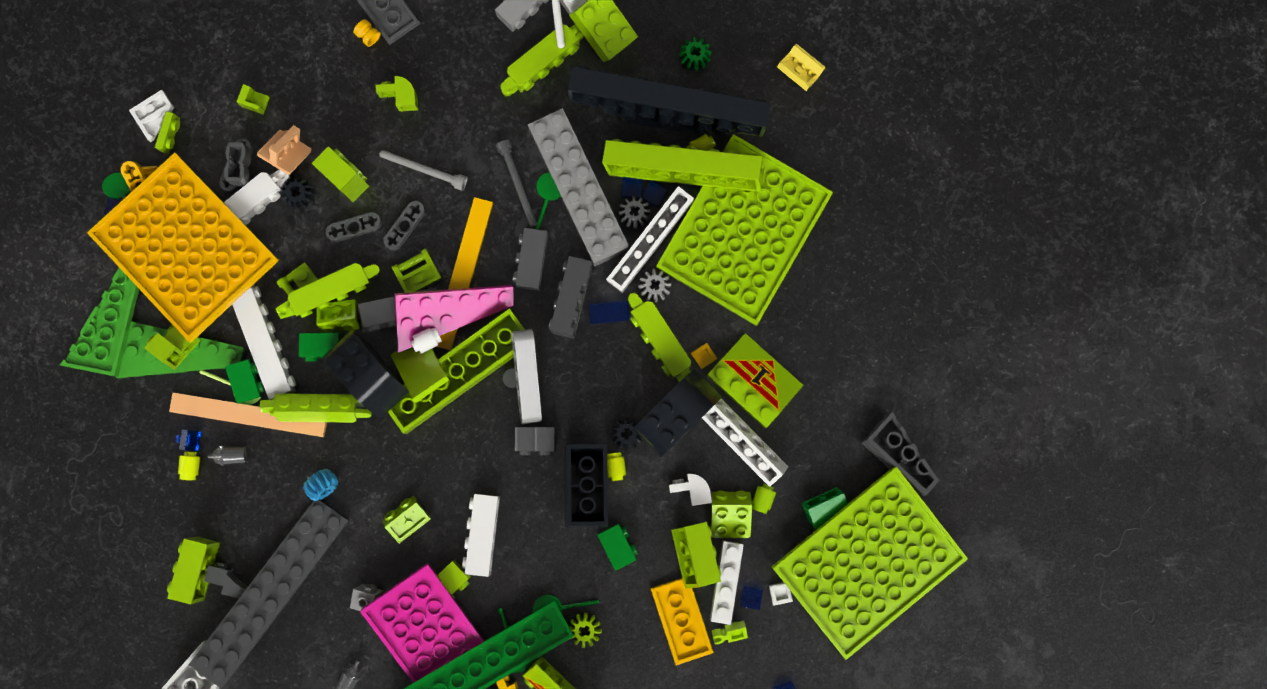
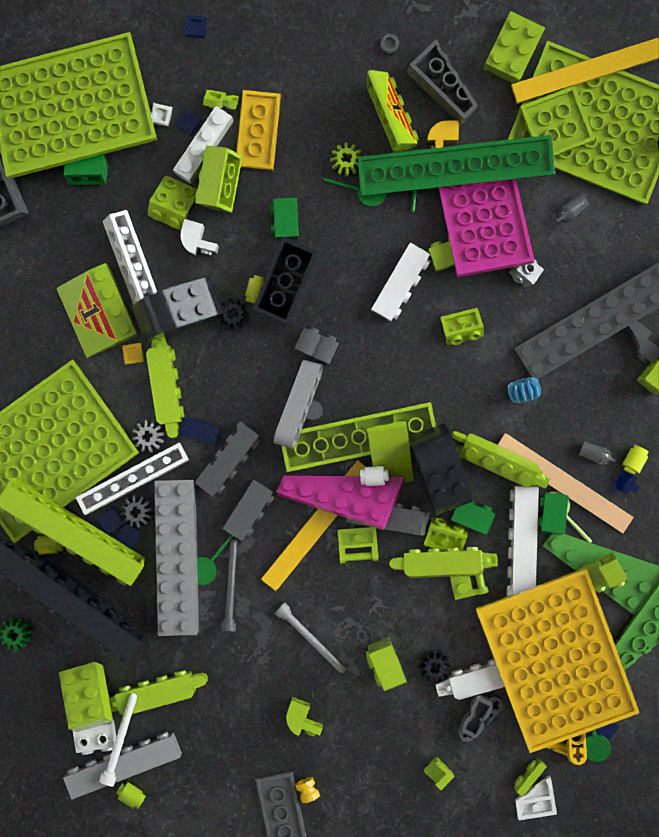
camera: 160 degrees left, 5 degrees up
(285, 150) = (429, 711): light nougat bracket -> none
(341, 235) = (410, 620): dark grey beam -> none
(391, 233) = (335, 596): dark grey beam -> none
(763, 498) = (137, 203): lime brick -> none

